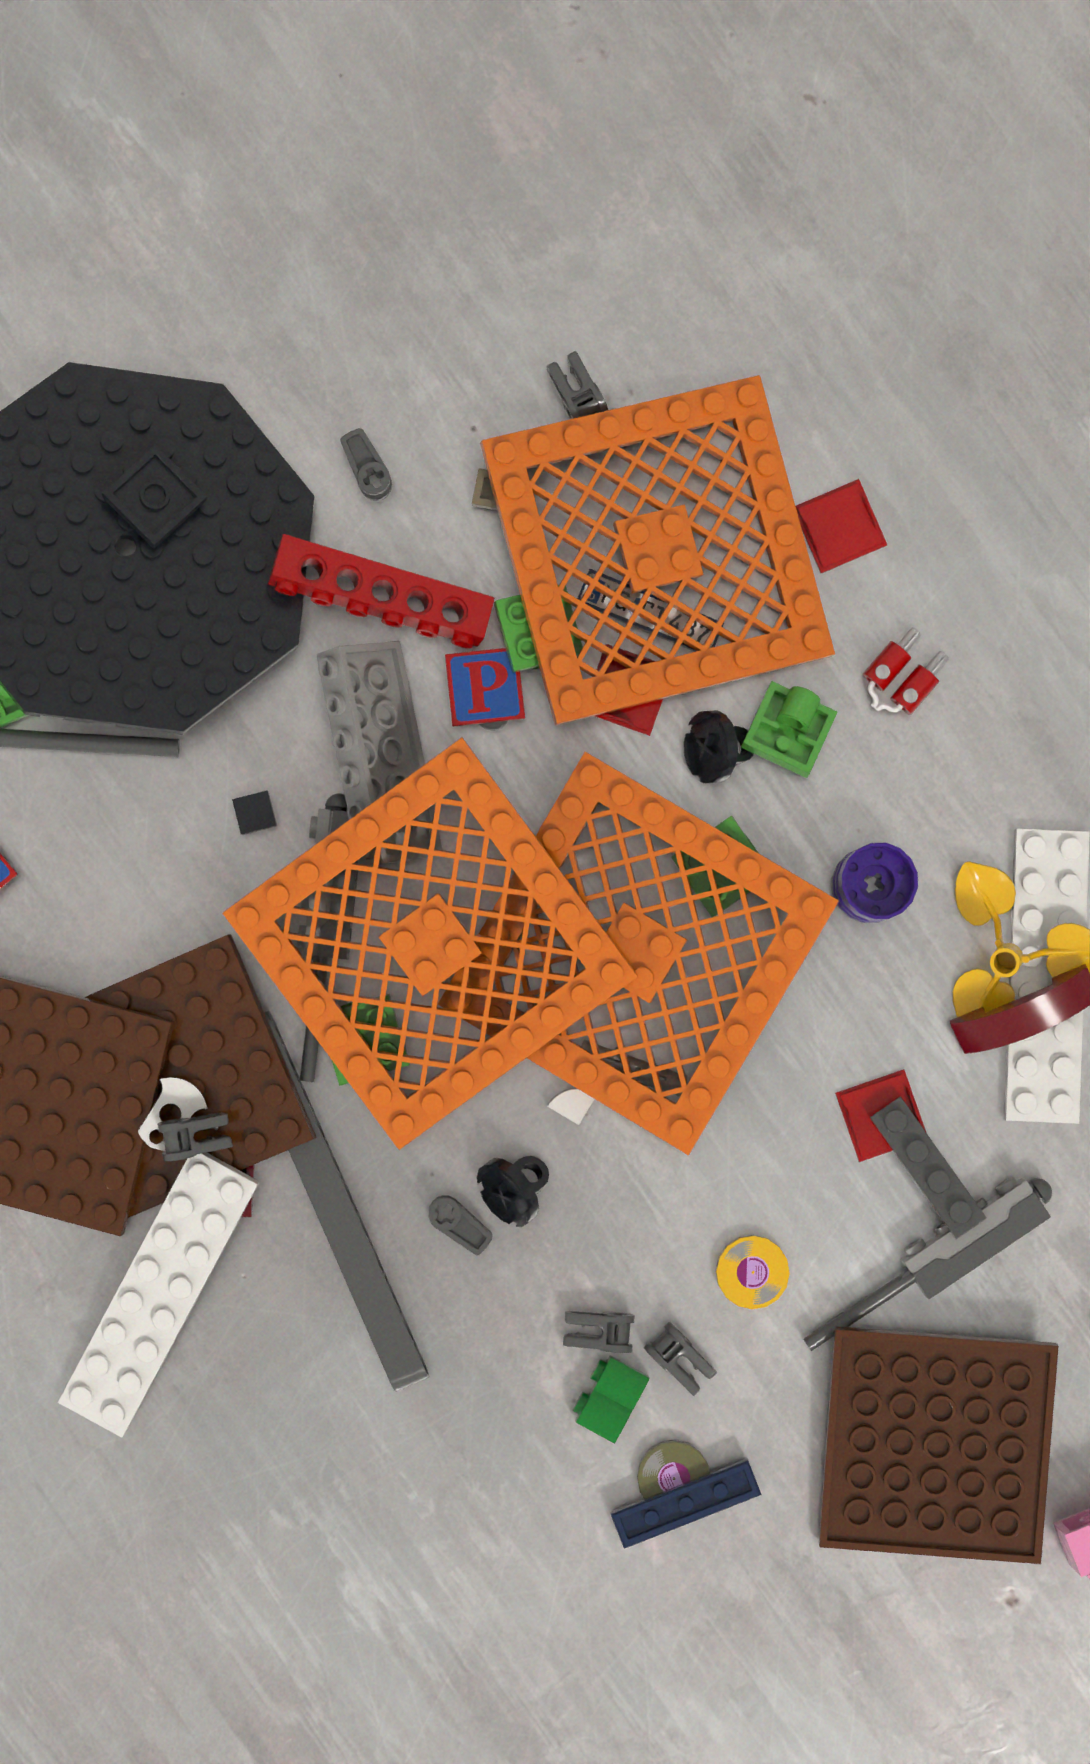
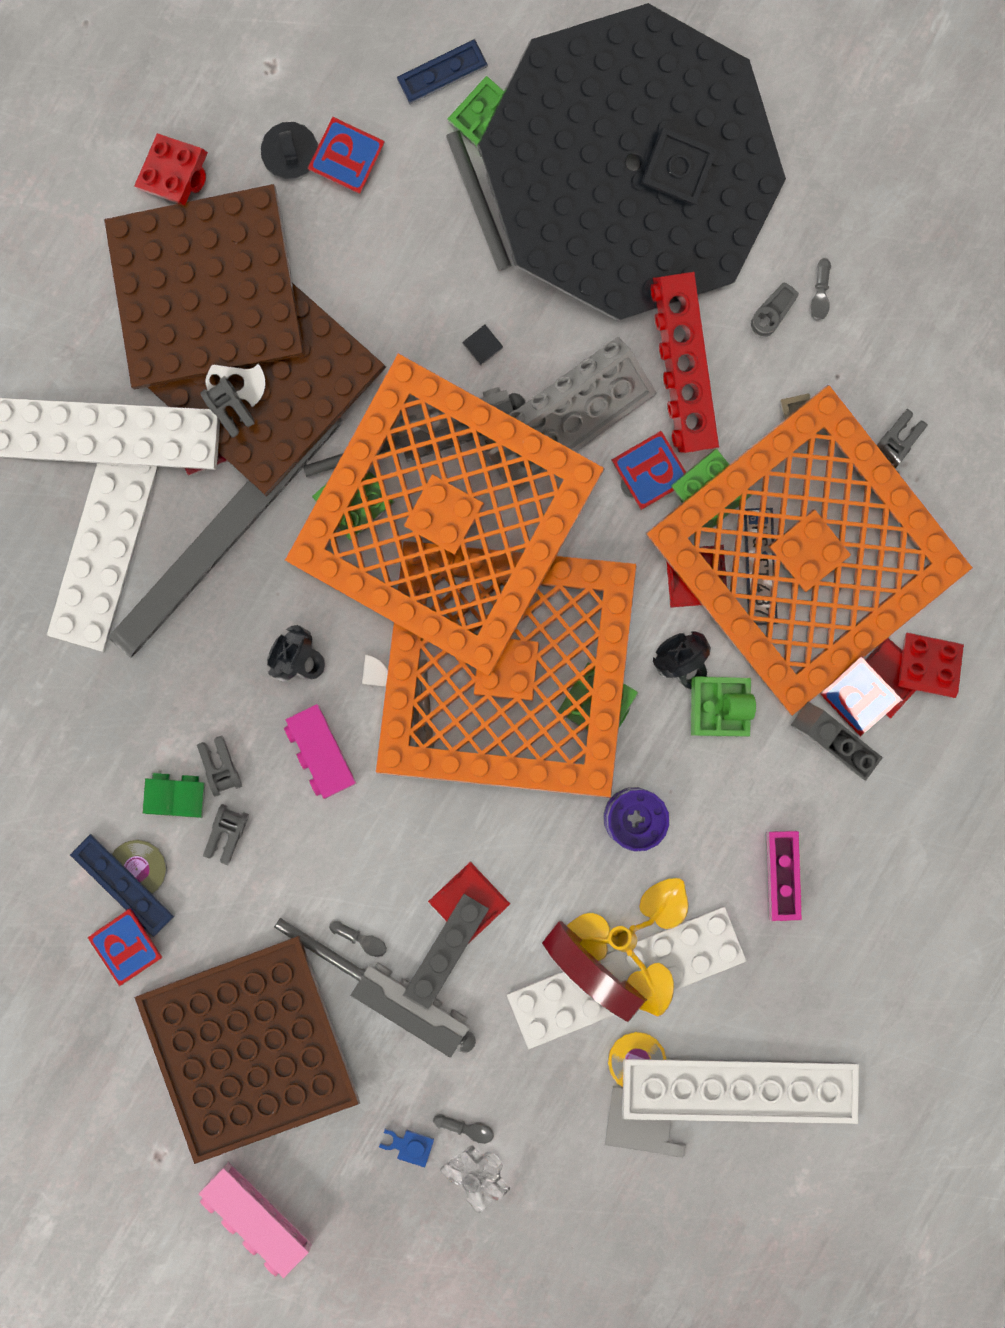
camera: 65 degrees right, 0 degrees up
(296, 1356) = (102, 554): none -> white plate
(381, 409) = (820, 304): none -> dark grey piece
(463, 1228) = (250, 634): dark grey piece -> none
(635, 1209) = (319, 752): none -> dark pink brick
(752, 1272) = (312, 859): yellow tile -> none
(758, 1532) = (124, 947): none -> piece
(849, 471) = (931, 665): none -> red plate
(849, 565) = (861, 696): none -> piece
(879, 1249) = (371, 945): none -> dark grey piece
(885, 616) = (836, 740): none -> dark grey slope
(916, 685) = (802, 759): red piece -> none
(1013, 745) = (784, 875): none -> dark pink brick

